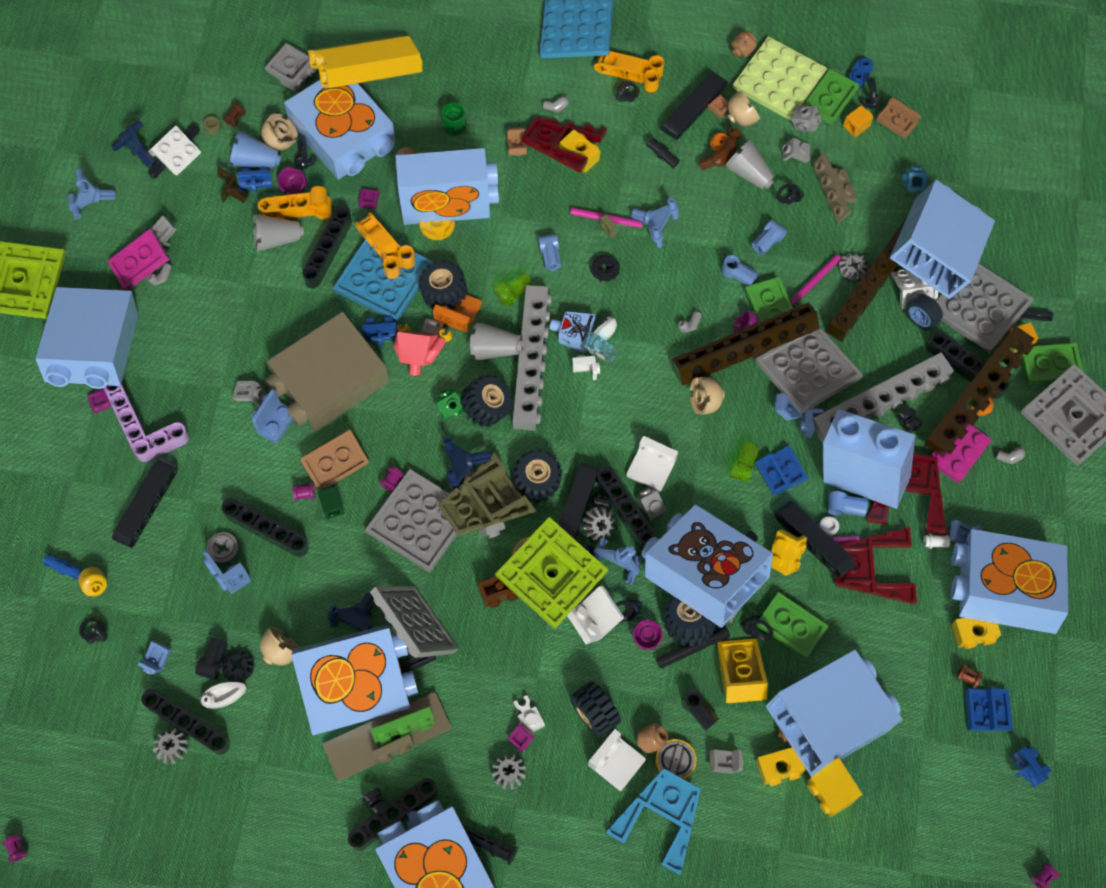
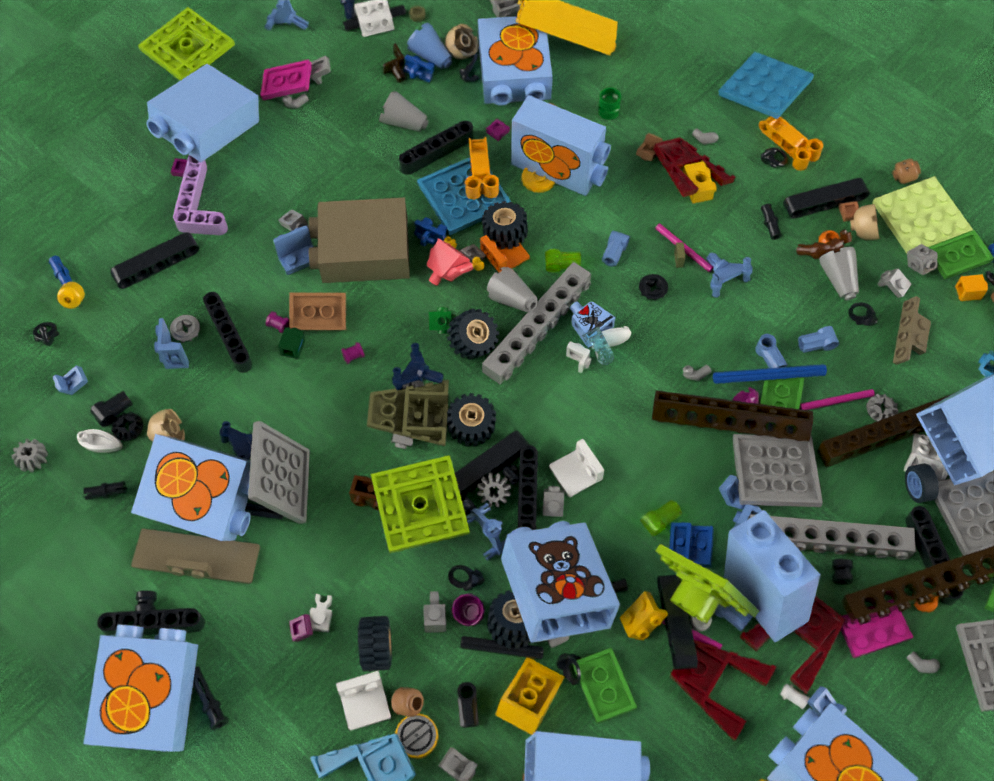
camera: 35 degrees right, 5 degrees down
(180, 714) = (57, 451): black beam -> none
(234, 115) = (444, 14): copper bush -> none
(263, 732) = (105, 490): none -> black pin
(292, 181) = (445, 84): magenta hair -> none
(316, 204) = (436, 103): light orange piece -> none
(413, 522) = (343, 396): light grey plate -> none
(419, 720) = (208, 553): bright green plate -> none
(505, 765) = (273, 643): light grey gear -> none
(595, 616) = (433, 565): white bracket -> none
(623, 656) = (434, 615): none -> light grey brick
(706, 395) = (667, 439): tan cylinder -> none
(750, 290) = (769, 373): none -> blue axle
(824, 501) = (702, 589): none -> lime piece

